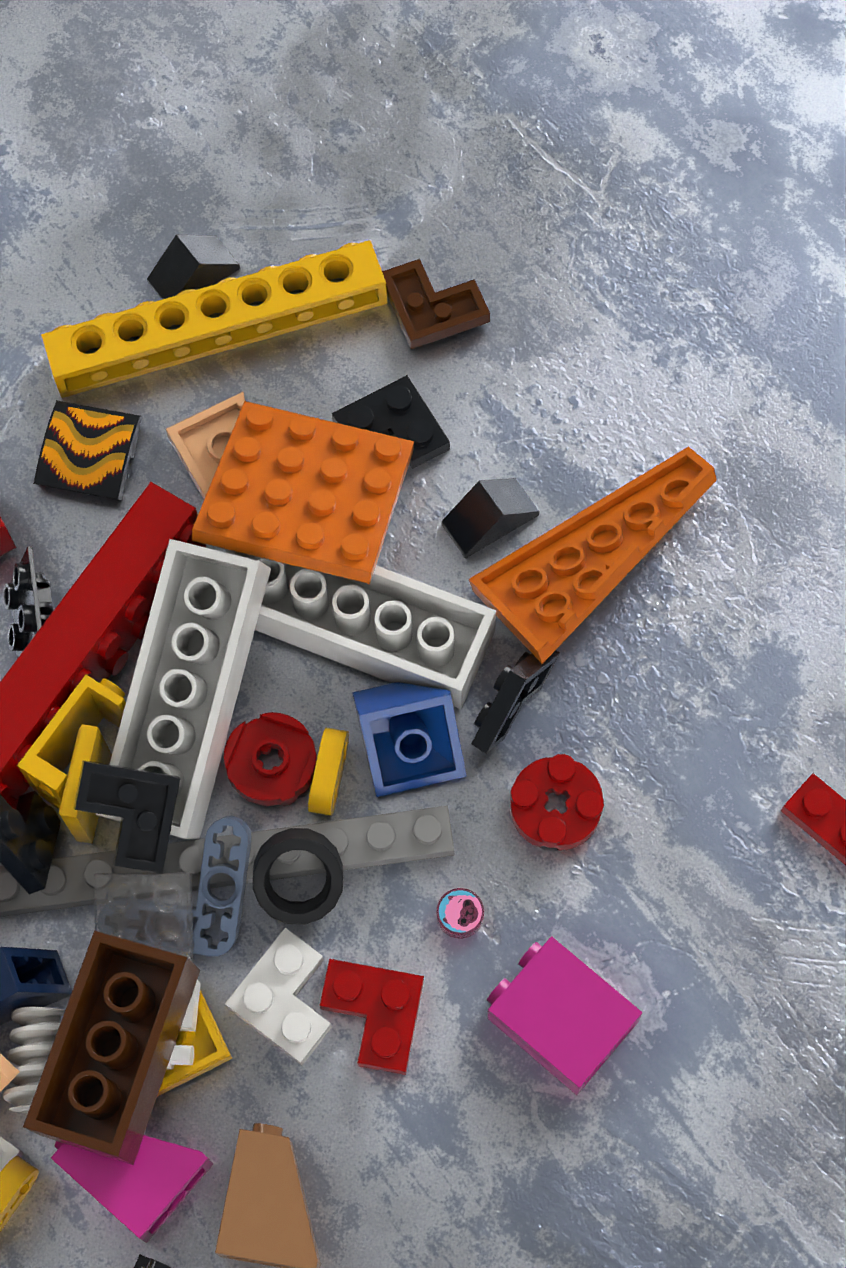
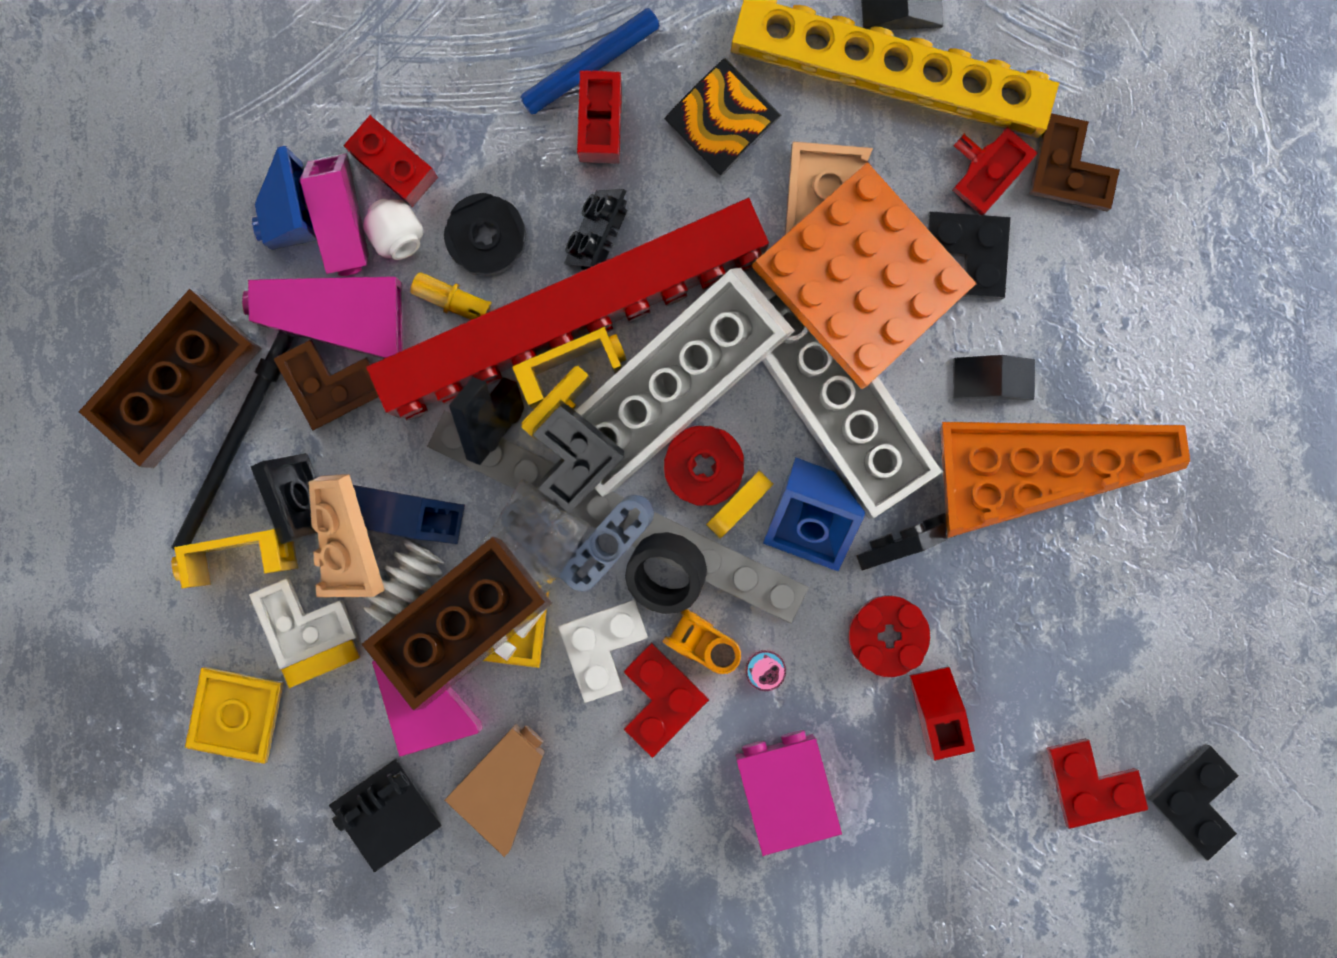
camera: 30 degrees right, 20 degrees up
(361, 347) = (991, 168): none -> red plate
(378, 923) = (701, 642): none -> light orange piece
(657, 837) = (941, 714): none -> red slope

